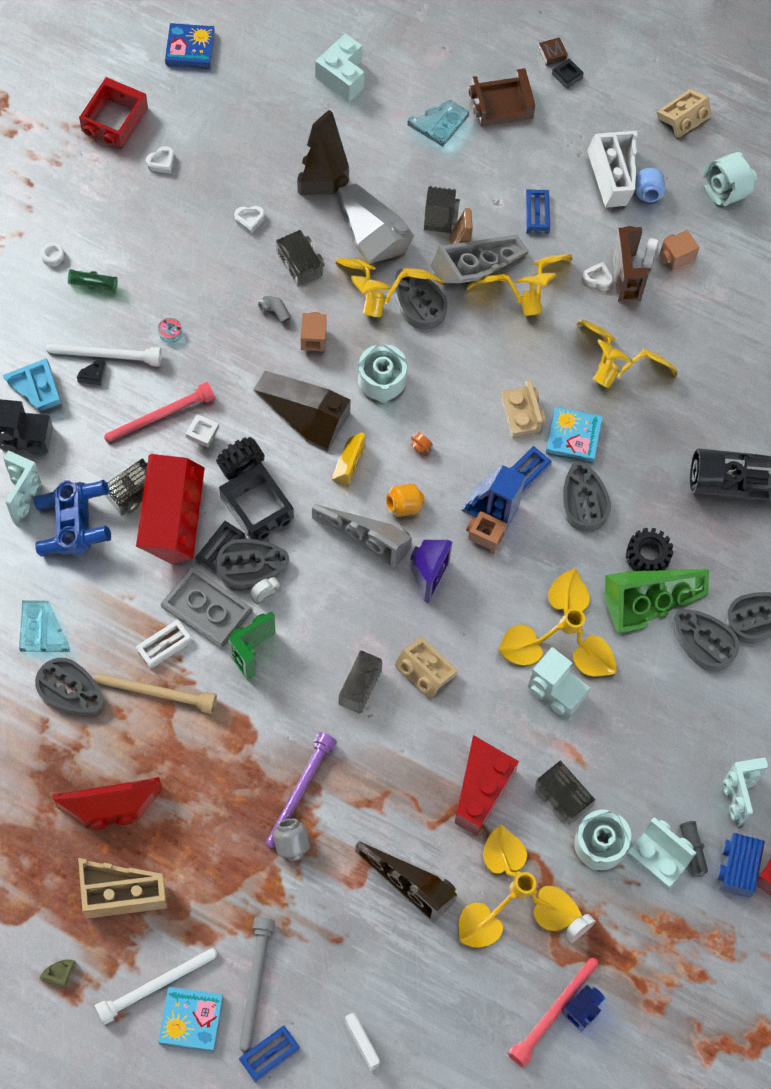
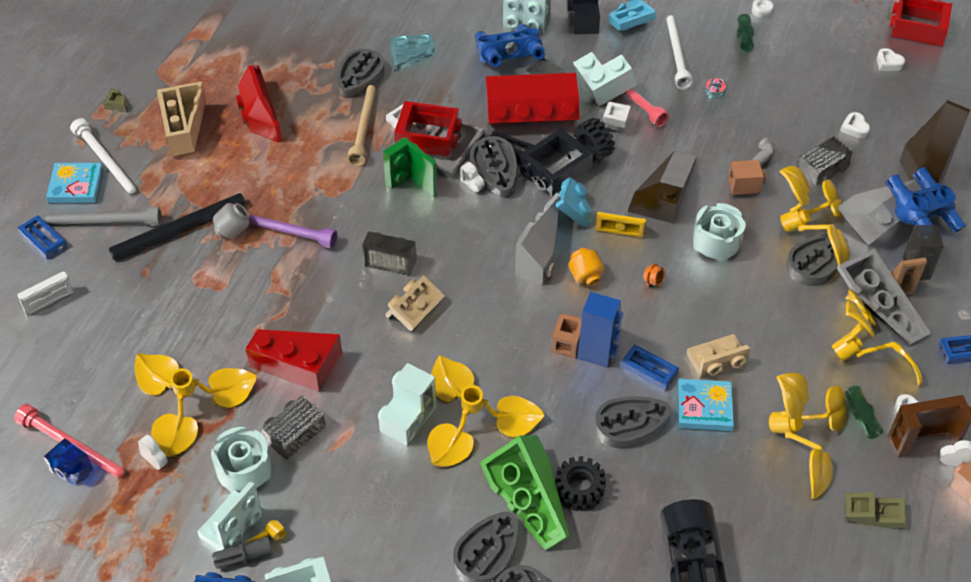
camera: 85 degrees right, 15 degrees down
(92, 373) = (656, 48): black tile -> none
(150, 436) = (605, 80): none -> light aqua brick
(181, 642) = (431, 115): none -> red window
(280, 901) = (171, 228): none -> black axle
(316, 494) = (575, 202): none -> medium azure wing
(382, 189) = (924, 204): none -> blue piece
(418, 886) = (186, 314): dark brown wedge -> none
(430, 564) = (513, 291): dark purple slope -> none
(599, 311) = (863, 412): none -> clear green pin
(672, 818) = (273, 529): none -> yellow hand
(694, 330) = (880, 512): none -> olive slope

